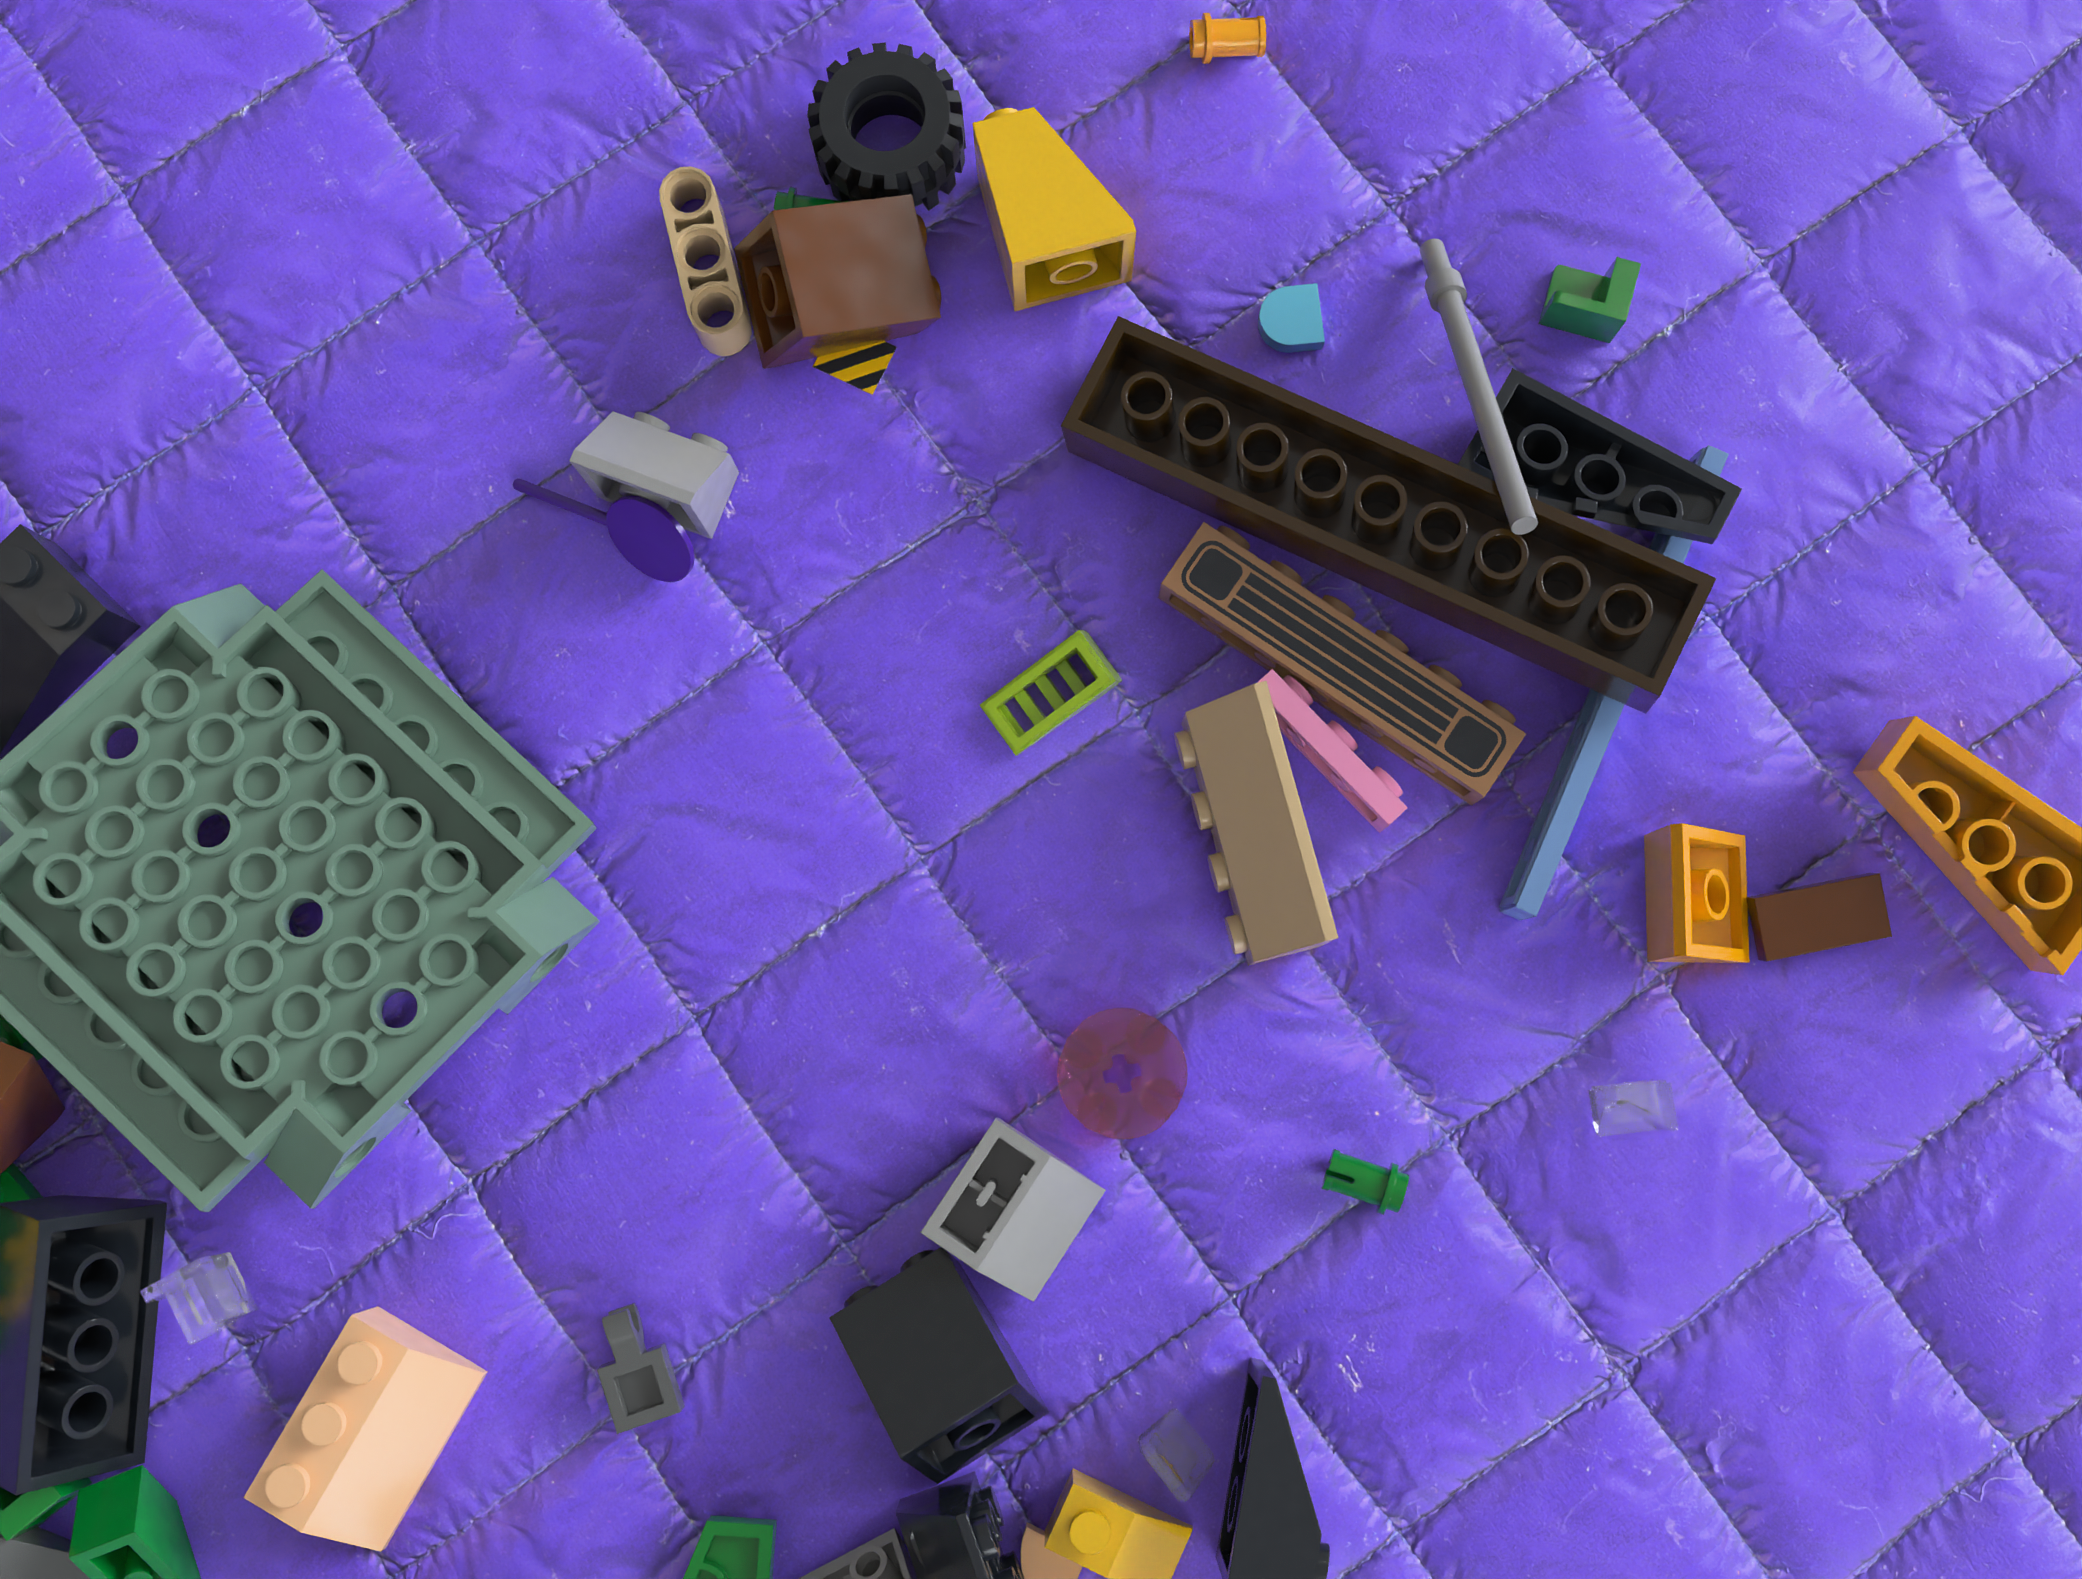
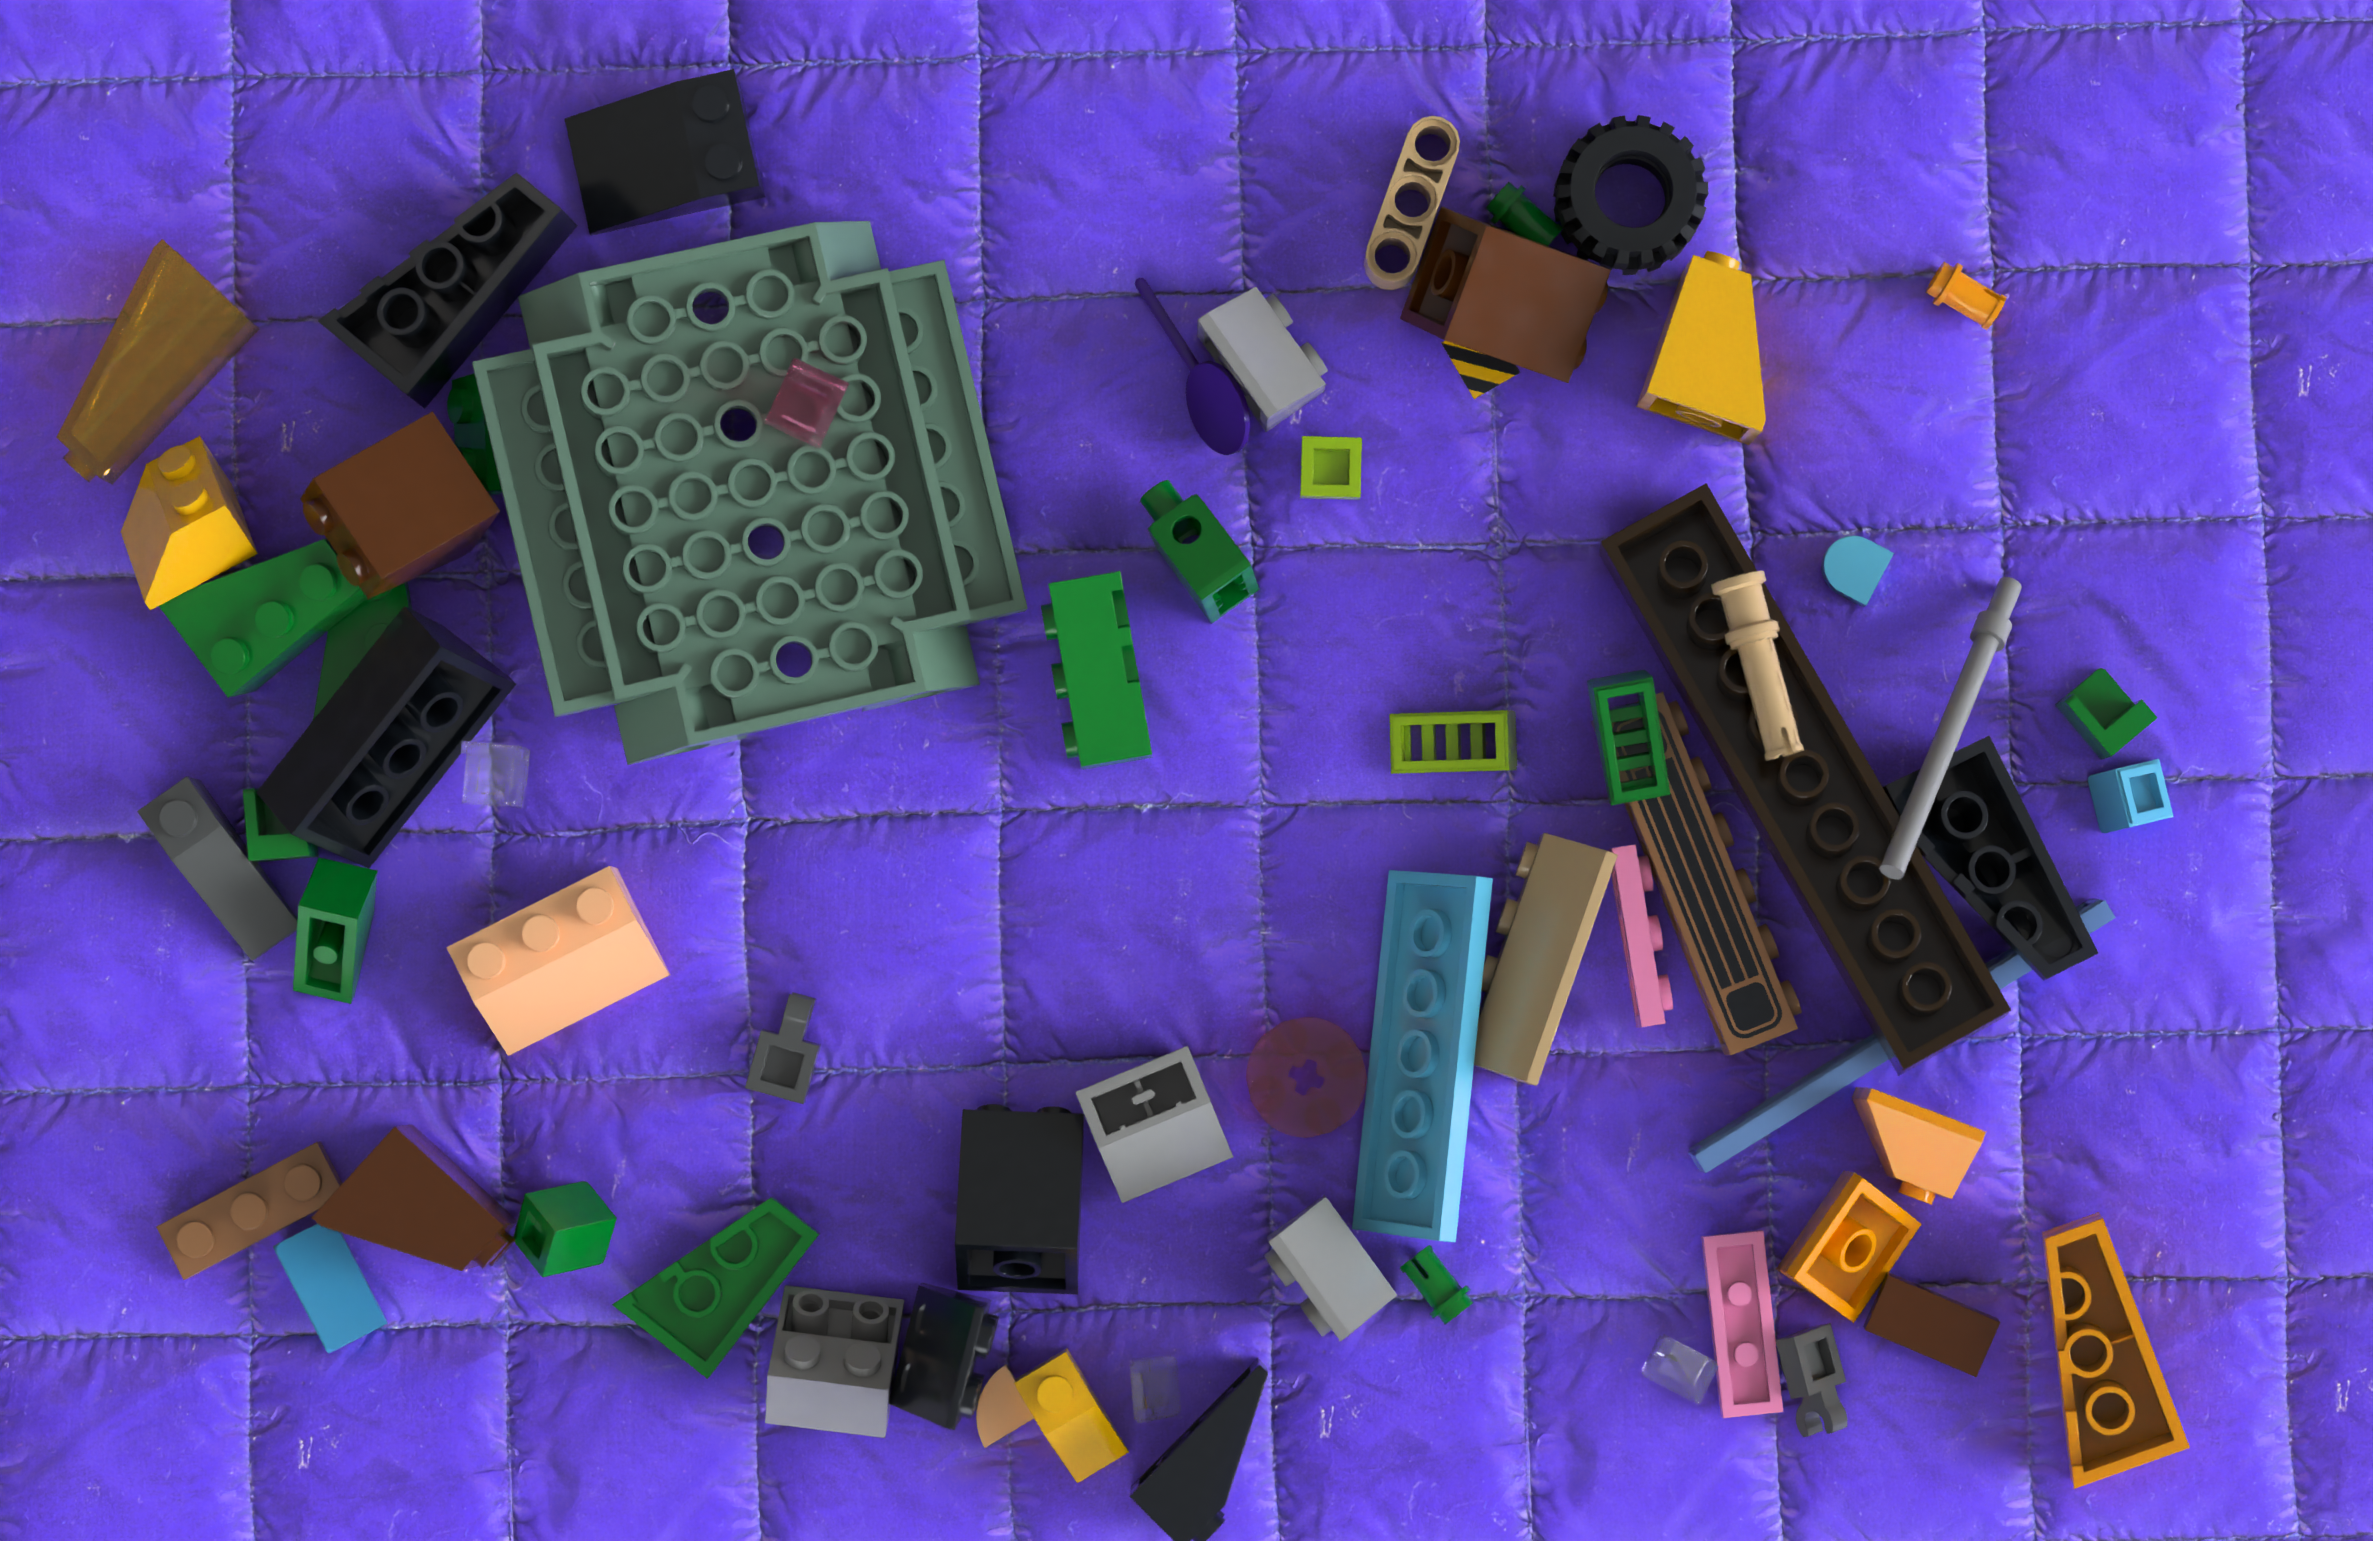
camera: 30 degrees right, 5 degrees up
(257, 764) = (806, 403): none -> clear pink panel
(691, 834) = (1097, 671): none -> green wedge
(716, 672) = (1211, 566): none -> green torso
(785, 528) = (1330, 467): none -> lime plate
(1214, 984) = (1422, 1054): none -> medium azure plate
(1219, 561) = (1623, 684): none -> green slope
(1252, 409) = (1753, 636): none -> tan pin
(1263, 1235) = (1330, 1268): none -> light grey slope
(1656, 355) = (2130, 796): none -> medium azure slope
(1658, 1030) = (1742, 1324): none -> bright pink plate
(1700, 763) = (1917, 1144): none -> light orange slope
(1751, 1032) = (1812, 1372): none -> dark grey plate

